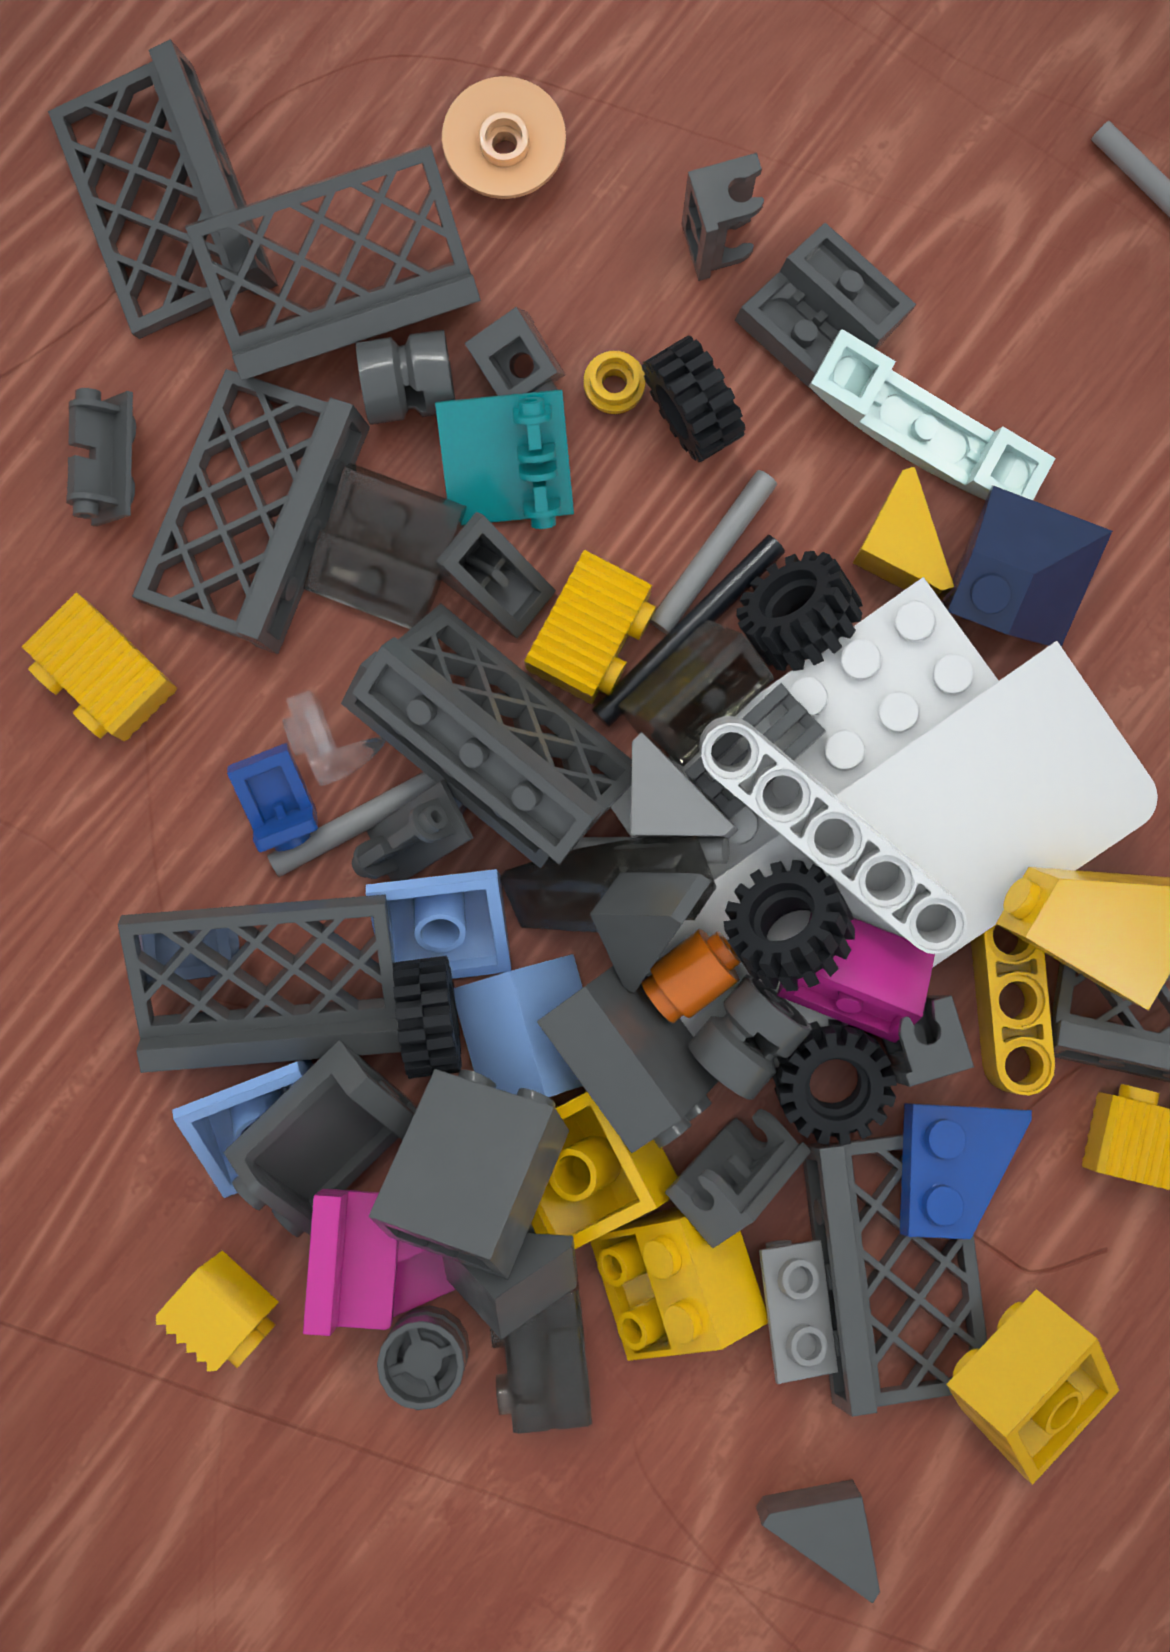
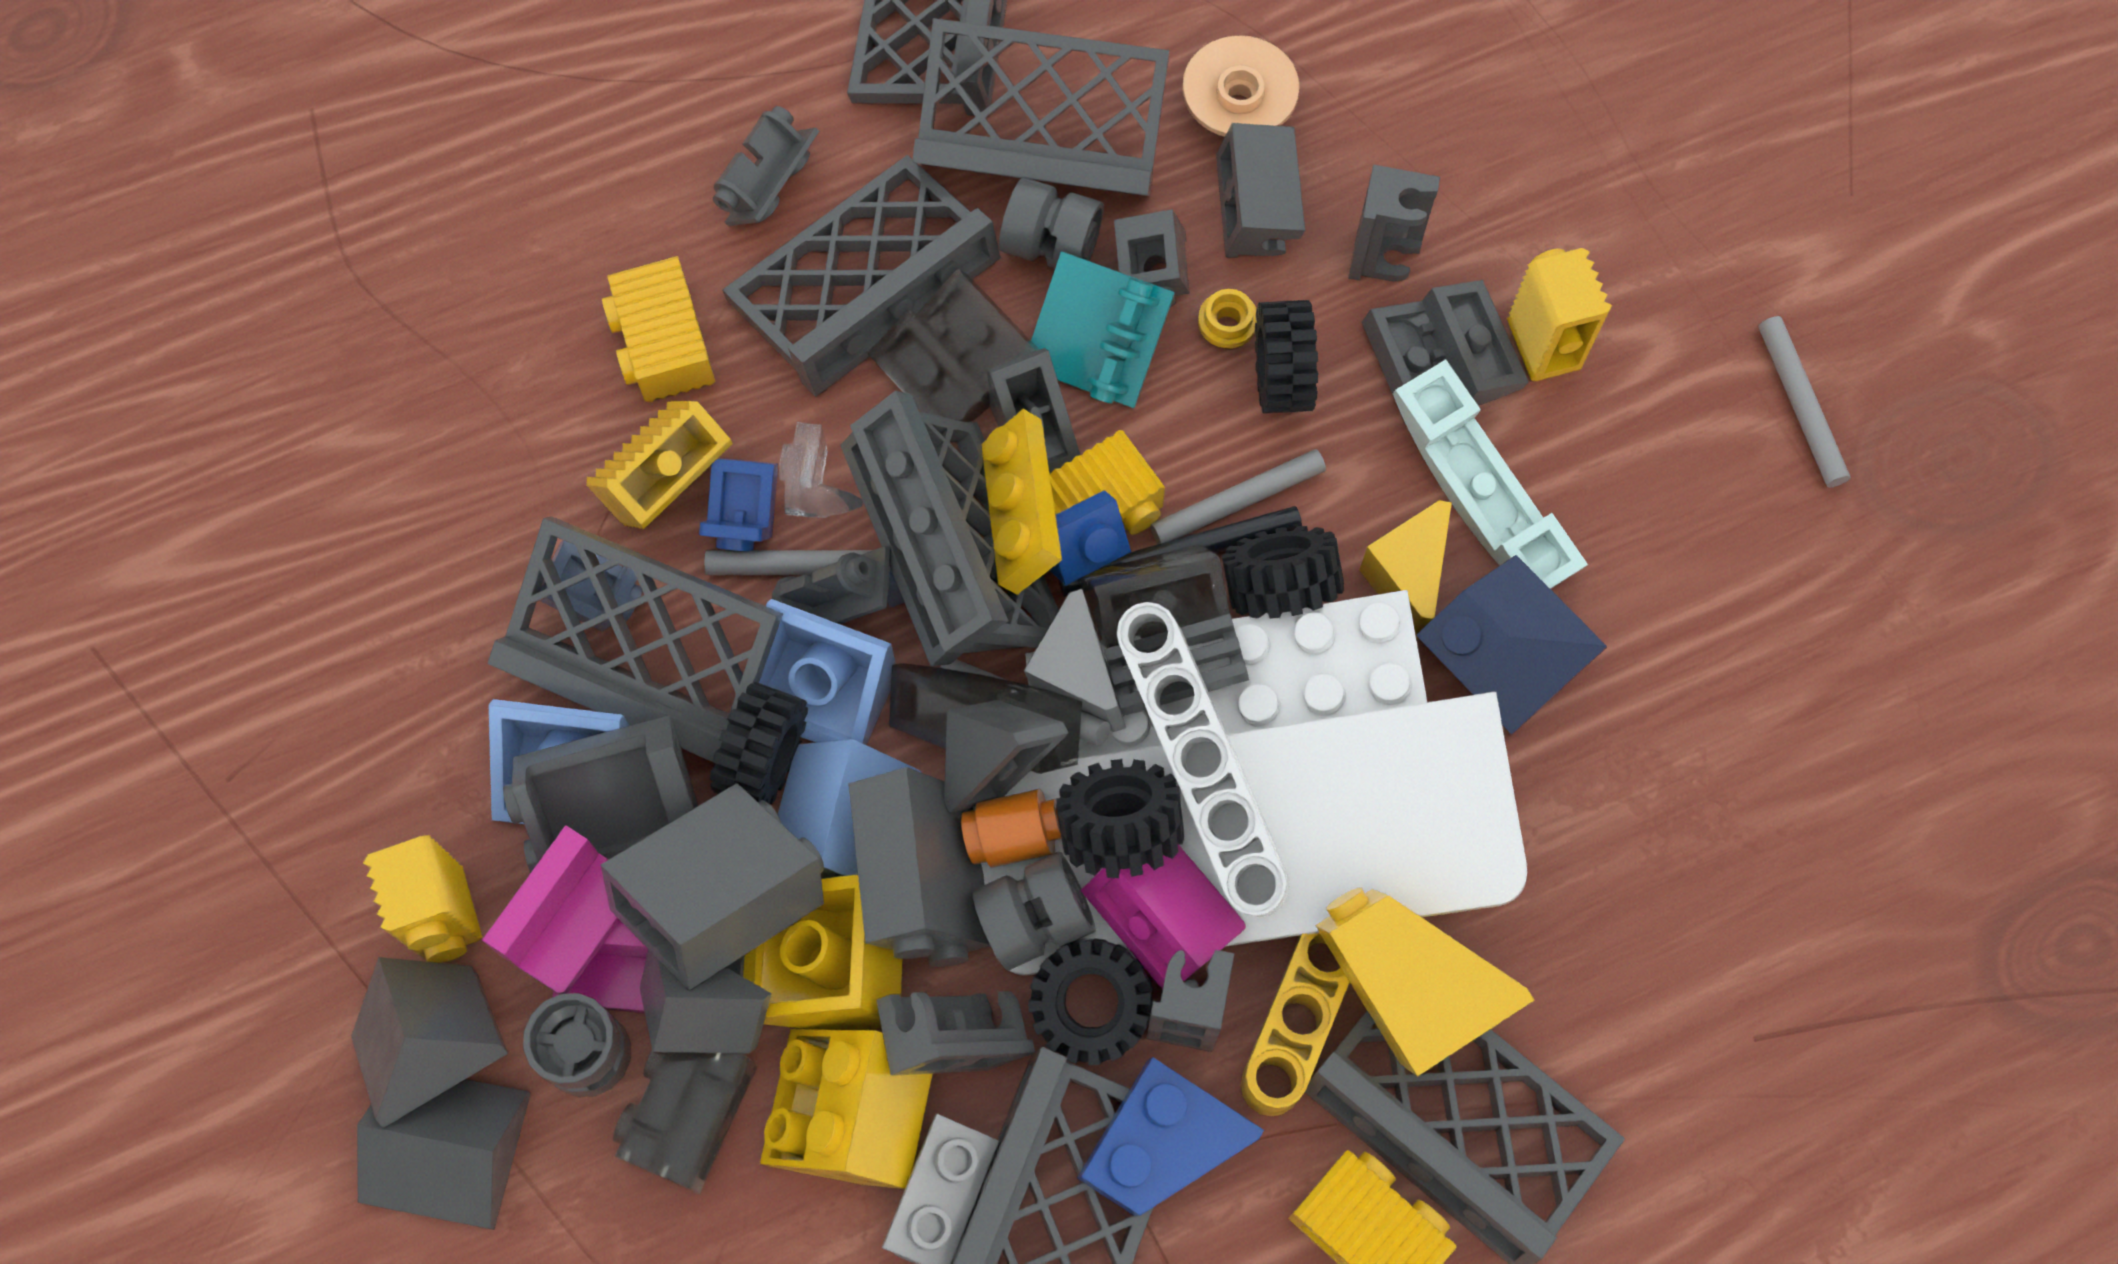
camera: 30 degrees right, 15 degrees down
(180, 802) = (659, 463): none -> yellow brick
(288, 1420) = (422, 1033): none -> dark grey slope
(353, 1493) = (444, 1156): none -> dark grey slope
(537, 674) = (1020, 502): none -> yellow plate
(576, 236) = (1259, 189): none -> dark grey hinge
(605, 679) = (1089, 537): none -> blue bracket
(918, 226) = (1558, 312): none -> yellow brick

